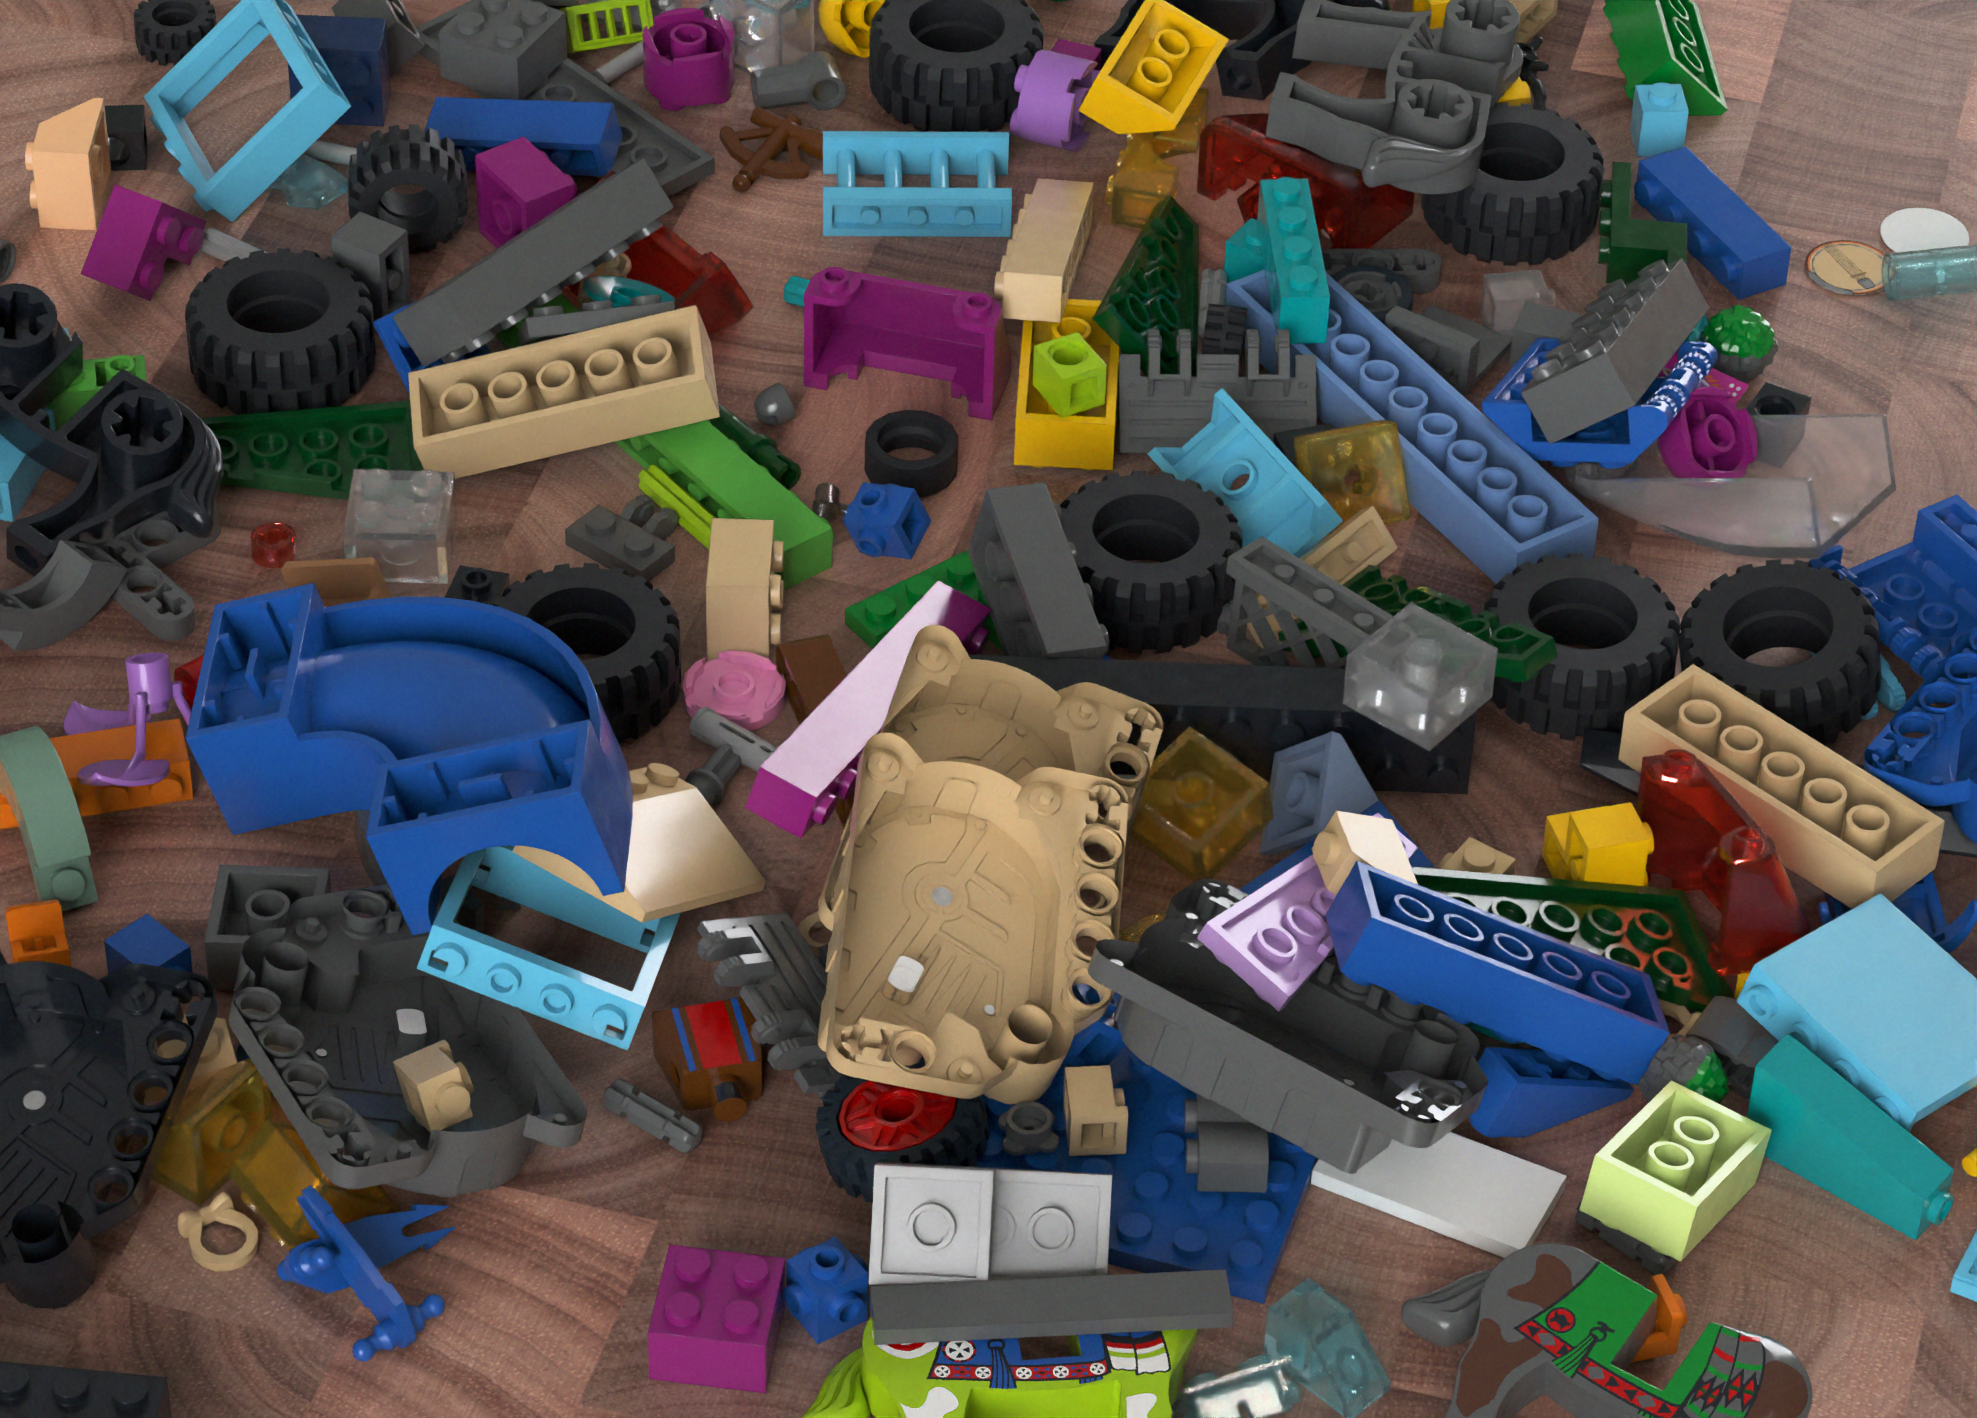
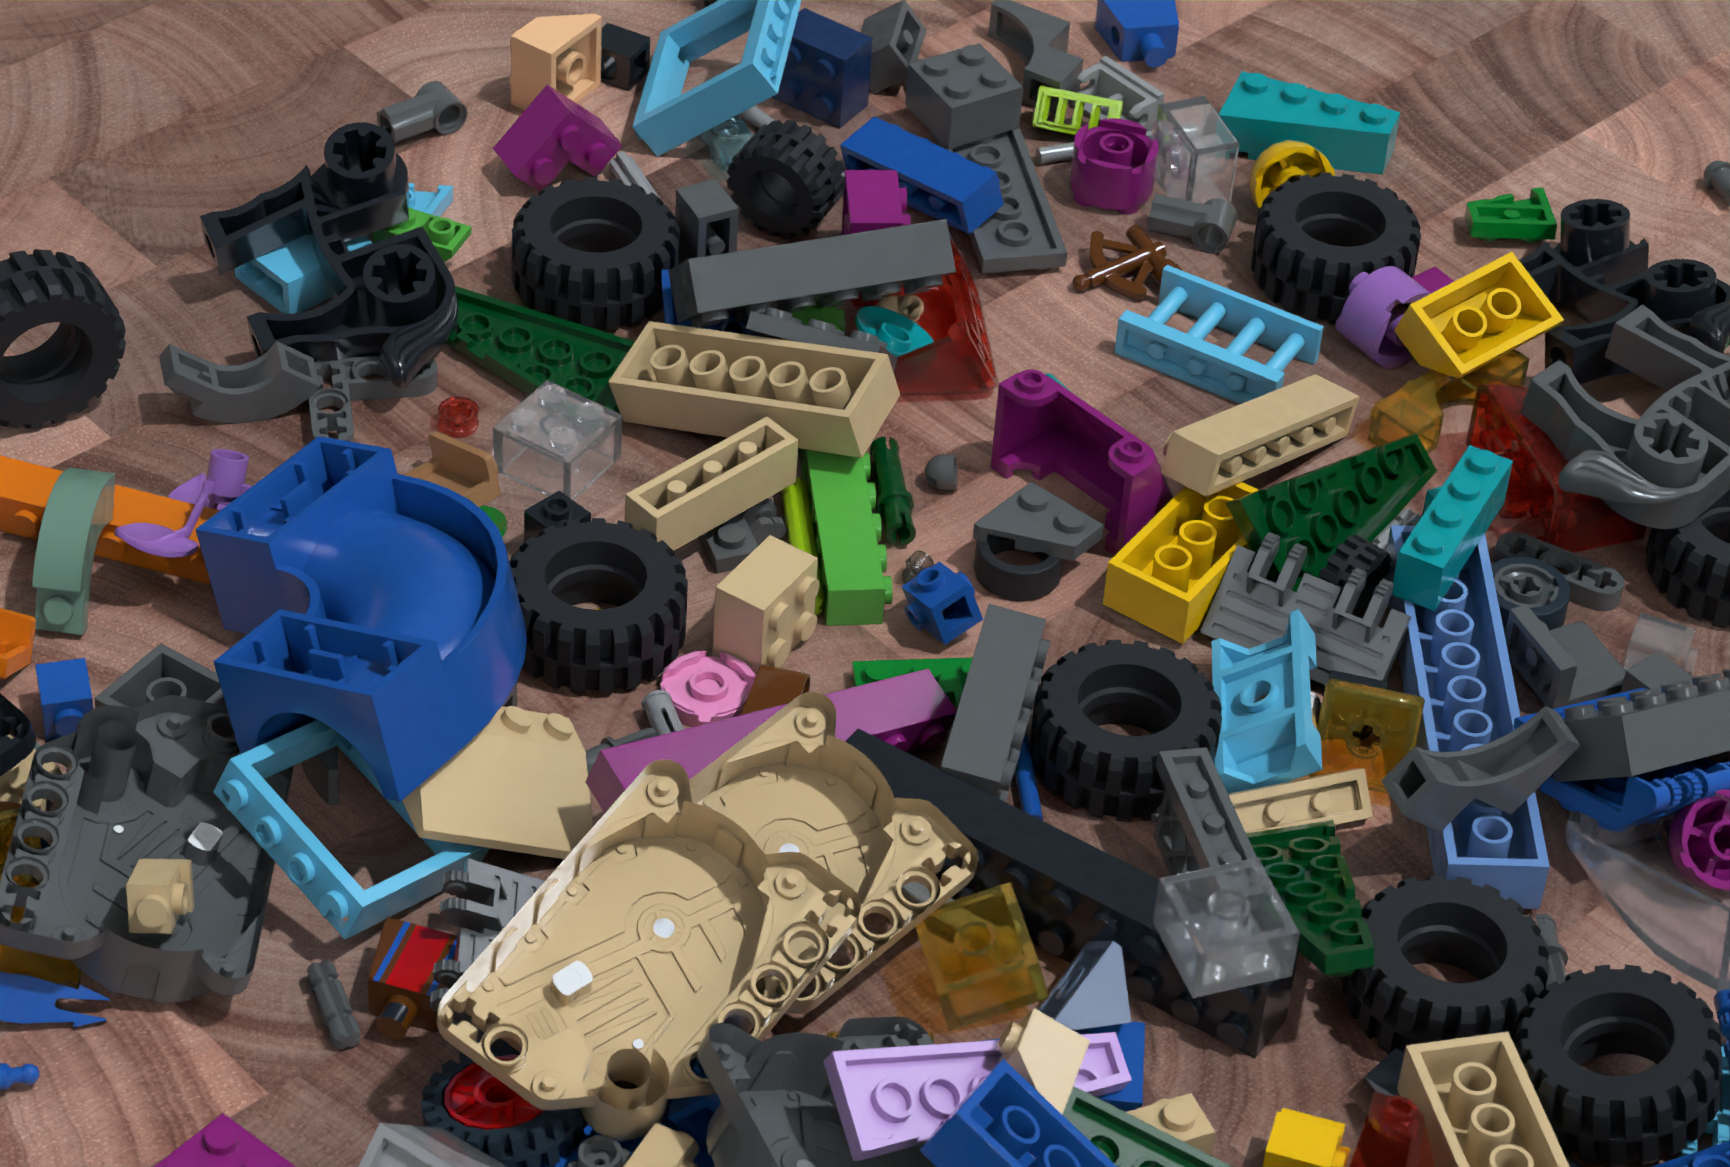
camera: 30 degrees right, 0 degrees up
(606, 494) = (715, 484): none -> tan brick
(919, 411) = (1041, 524): none -> dark grey wing
(1069, 374) = (1173, 543): lime brick -> none
(1512, 452) = (1502, 773): none -> dark grey arch

